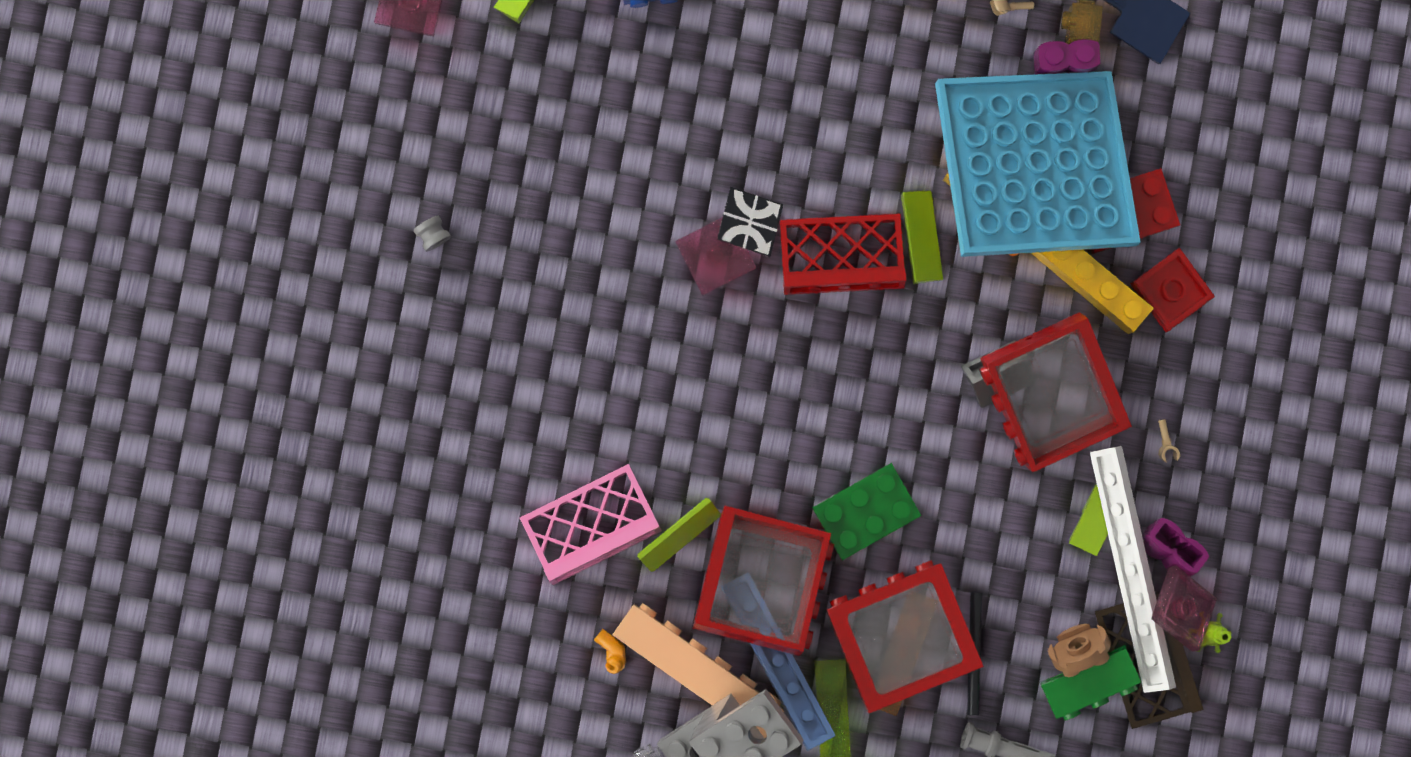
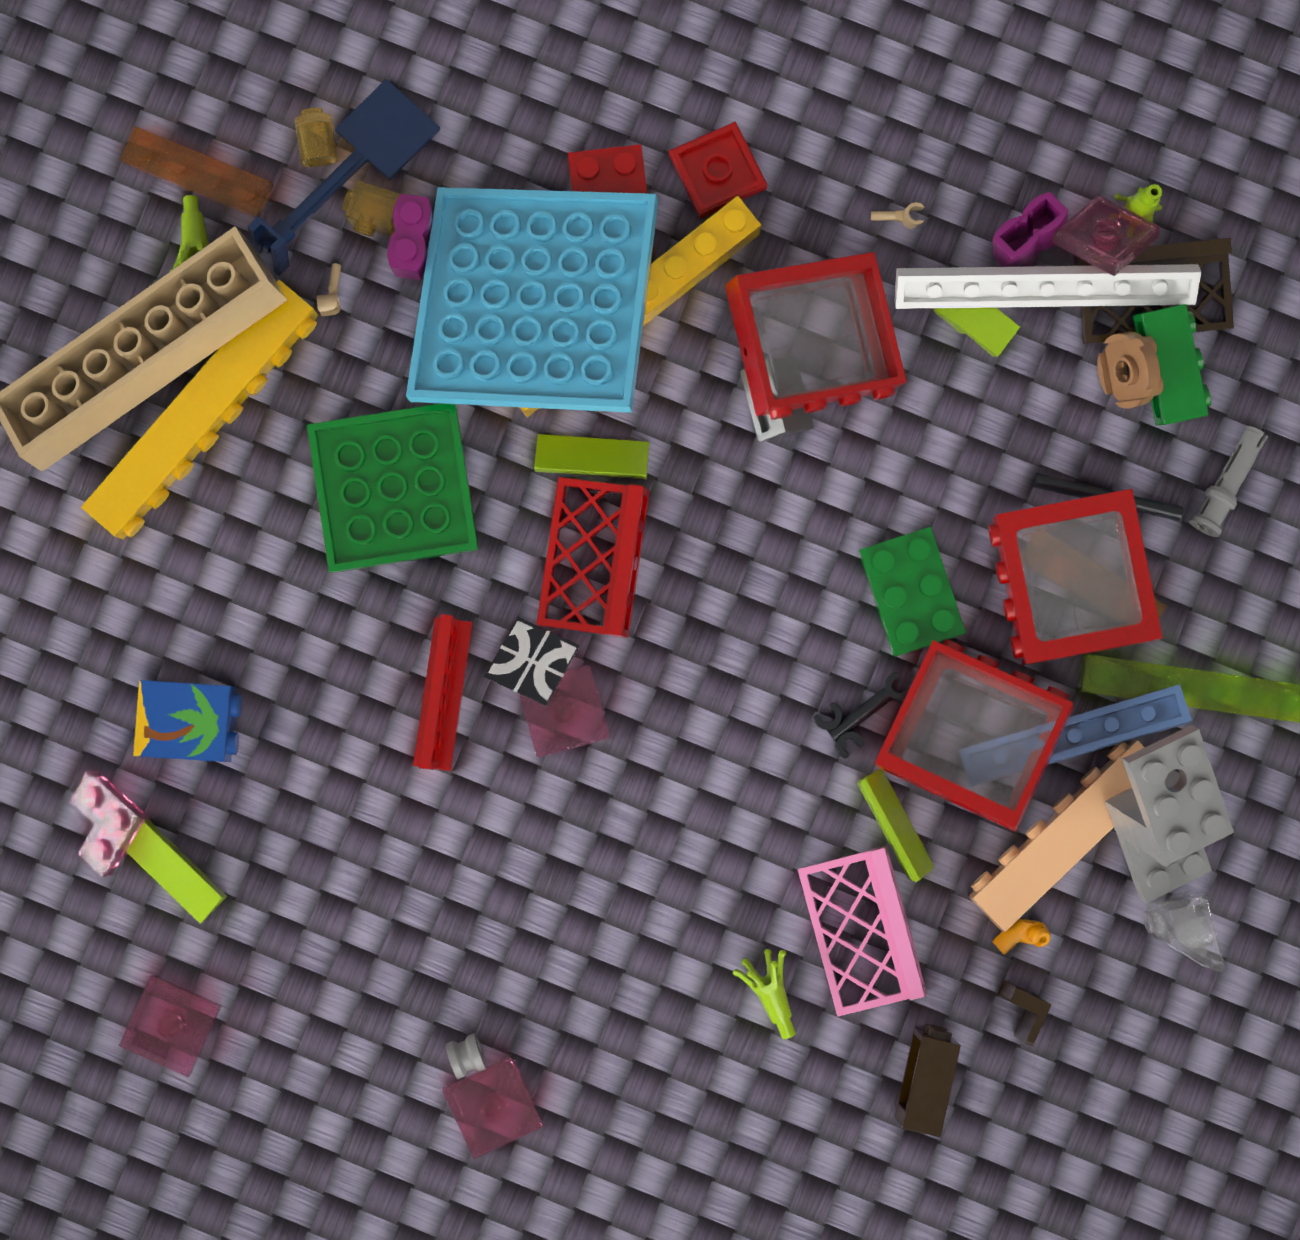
camera: 75 degrees left, 0 degrees up
(396, 262) = (492, 1107): none -> clear pink plate
(484, 596) = (927, 1080): none -> dark brown window
(528, 461) = (771, 991): none -> lime piece
(560, 665) = (1033, 1015): none -> dark brown panel
(710, 158) = (443, 693): none -> red fence
(745, 476) = (840, 728): none -> black bar
(865, 85) = (392, 487): none -> green plate

